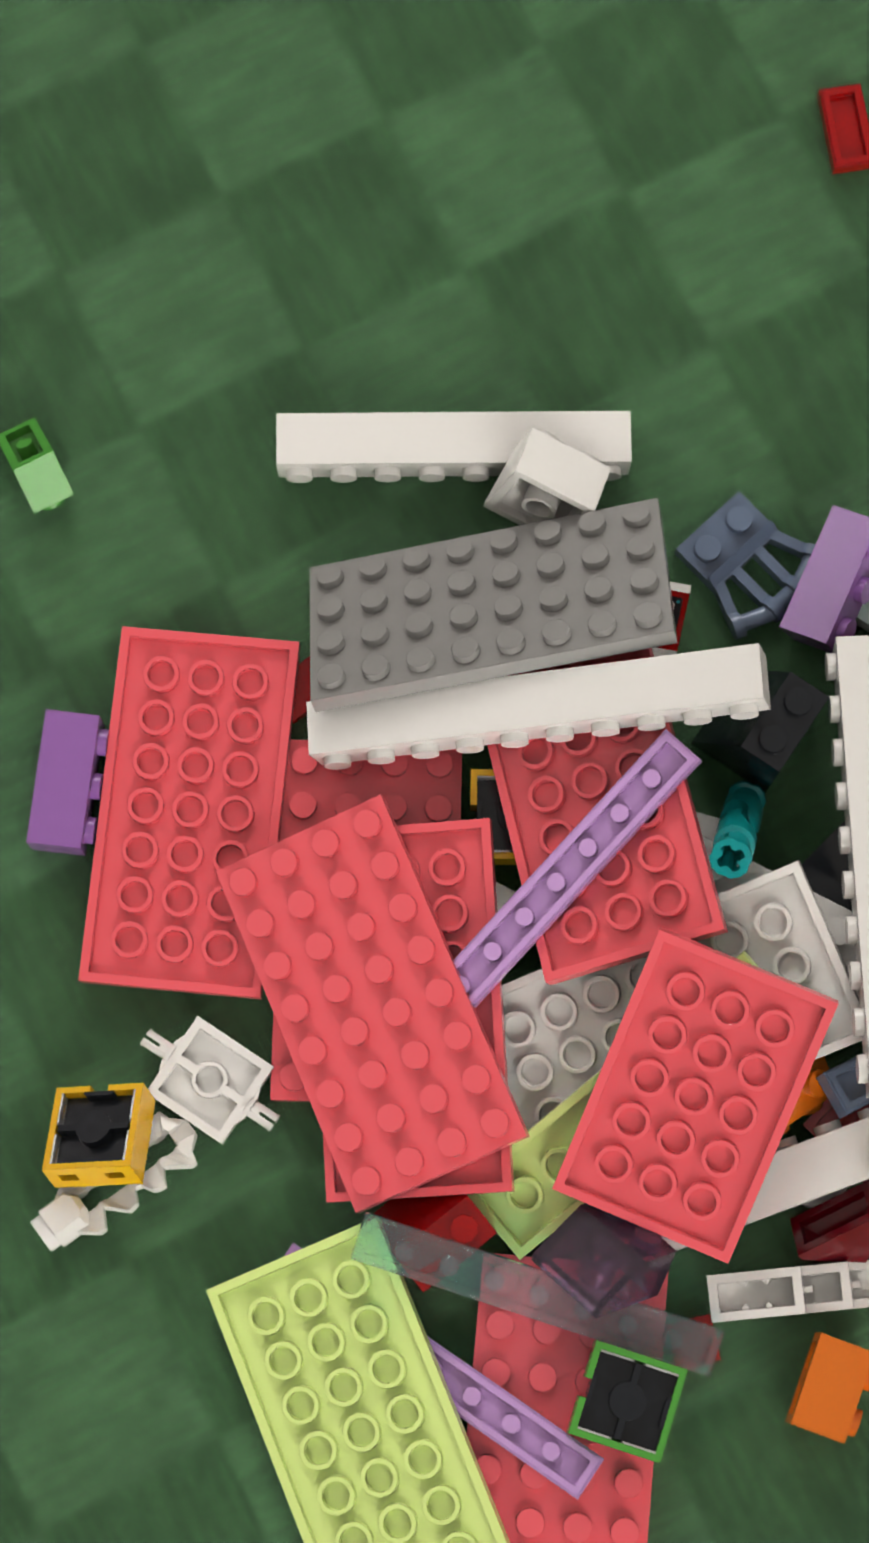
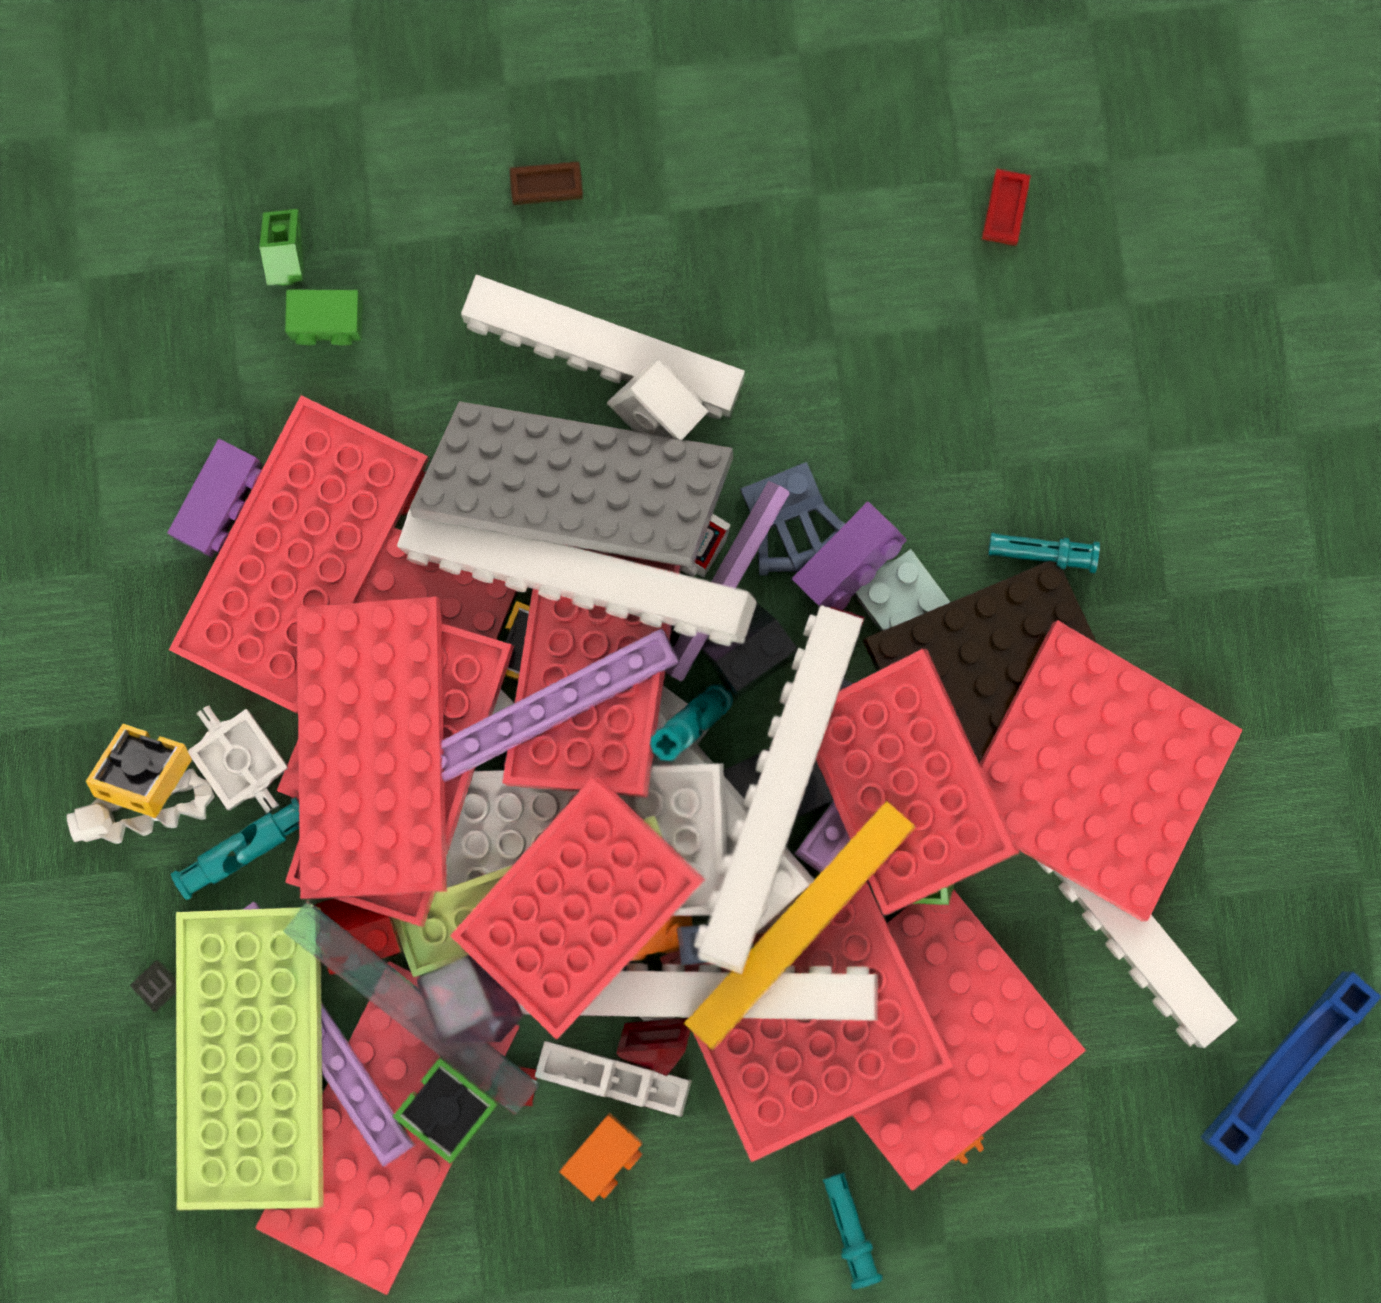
camera: 25 degrees right, 5 degrees up
(114, 526) = (323, 316): none -> bright green brick
(213, 1389) = (155, 986): none -> clear smoke tile
(230, 1213) = (216, 865): none -> teal piece
(312, 286) = (546, 183): none -> reddish brown tile
(710, 621) = (734, 566): none -> lavender tile

